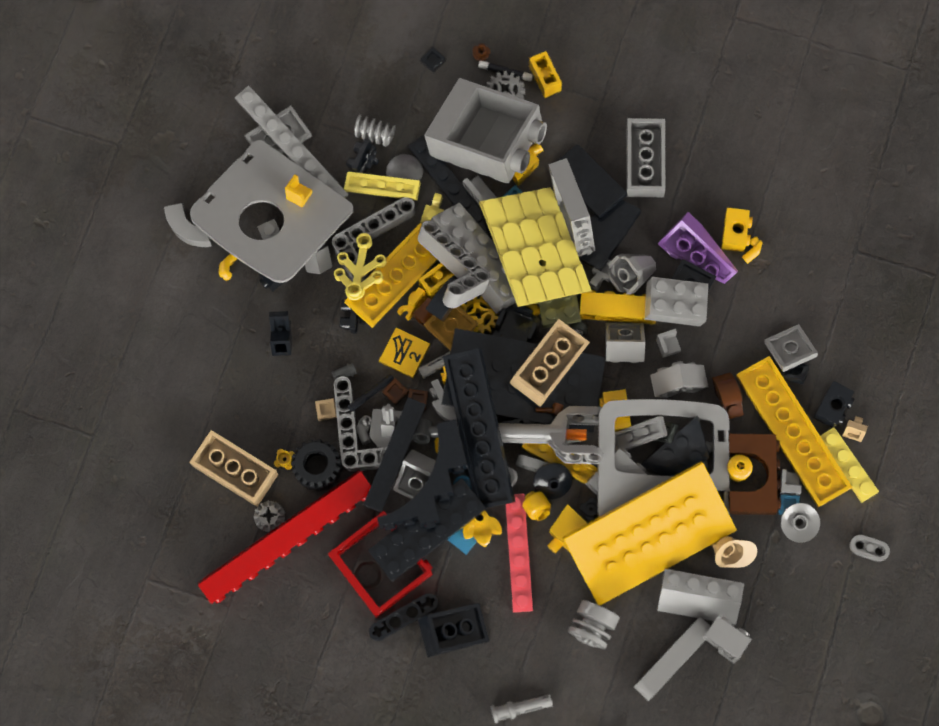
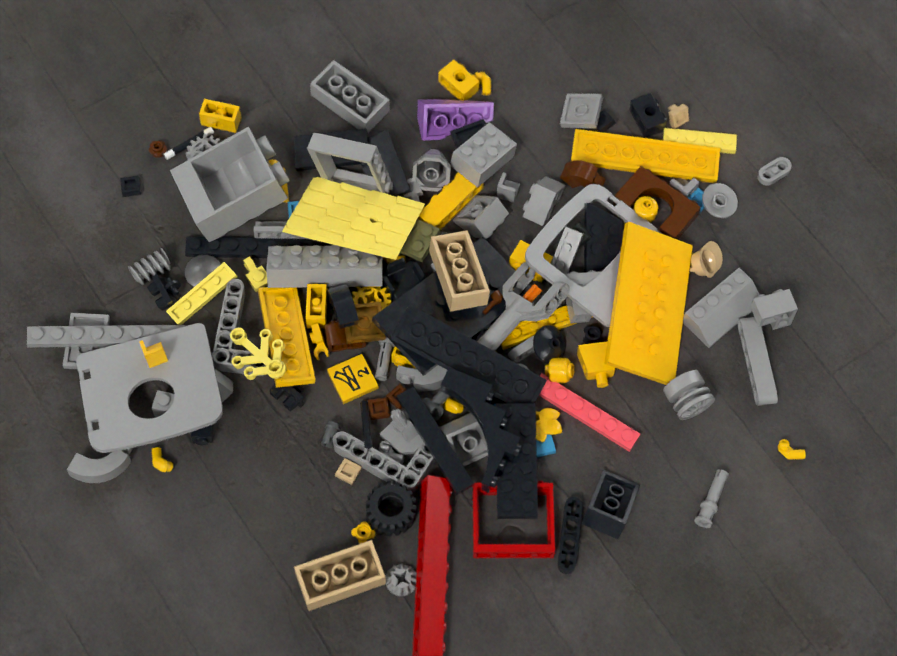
camera: 60 degrees left, 10 degrees down
(280, 333) = (256, 458): black brick -> none
(470, 273) = (318, 276): light grey beam -> none

